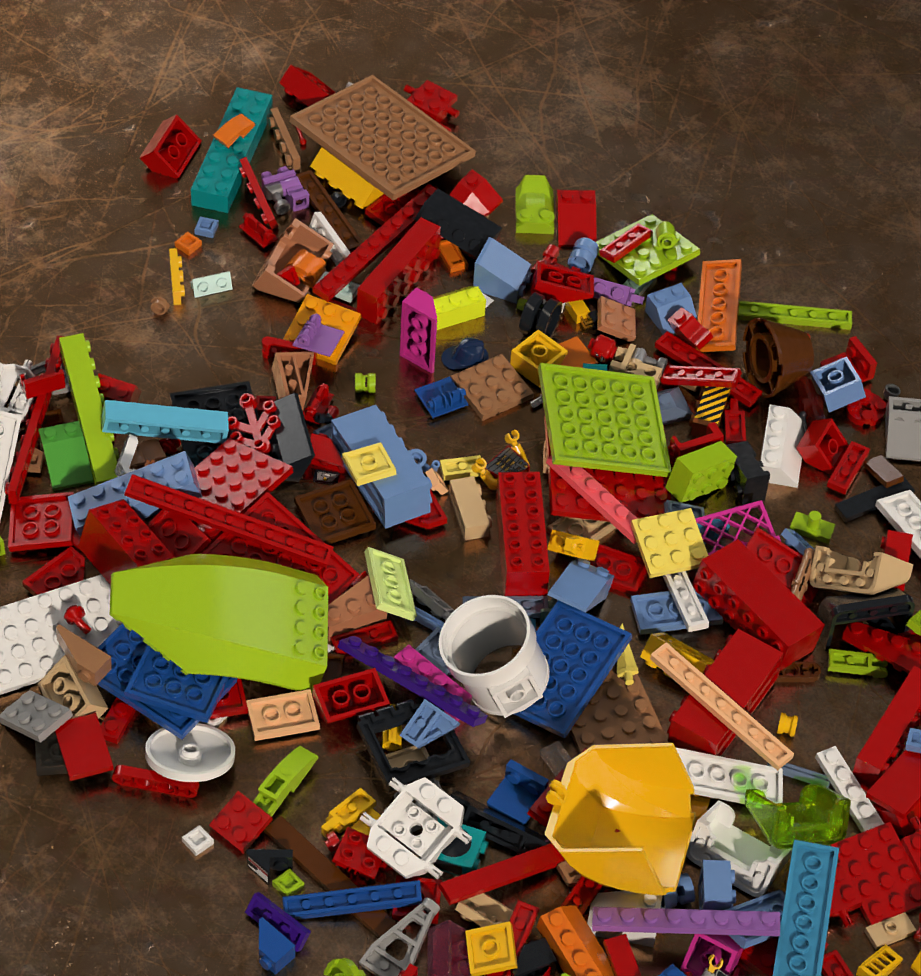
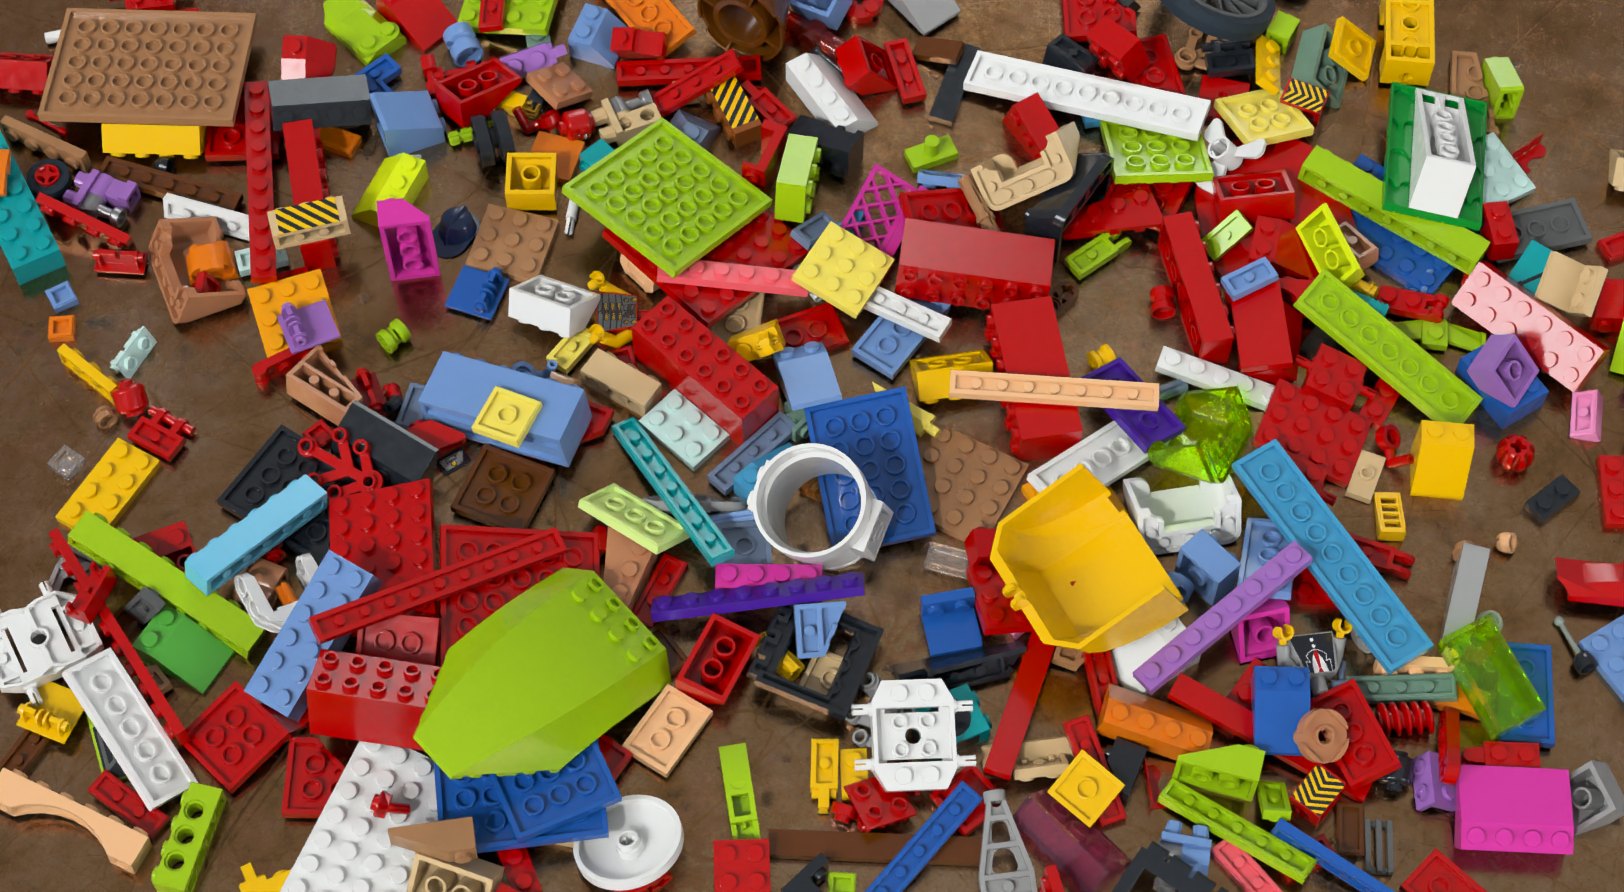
camera: 40 degrees left, 10 degrees up
(67, 411) = (144, 605): none -> dark grey plate
(112, 313) = (66, 462): none -> clear plate
(124, 344) = (111, 484): none -> yellow plate
(174, 336) = (157, 438): none -> red plate
(181, 304) = (130, 398): none -> red head
(266, 159) = (40, 174): none -> black wheel
(373, 277) = (308, 222): none -> brick
(429, 587) = (673, 491): none -> teal tile
(473, 433) = (552, 305): none -> white slope
(479, 564) = (684, 430): none -> light aqua plate
(489, 496) = (625, 354): none -> red tile
(515, 237) = (380, 73): none -> blue plate
(586, 333) = (548, 120): none -> red plate
(780, 784) = (1140, 425): none -> dark purple plate
(866, 724) = (1162, 300): none -> red wheel

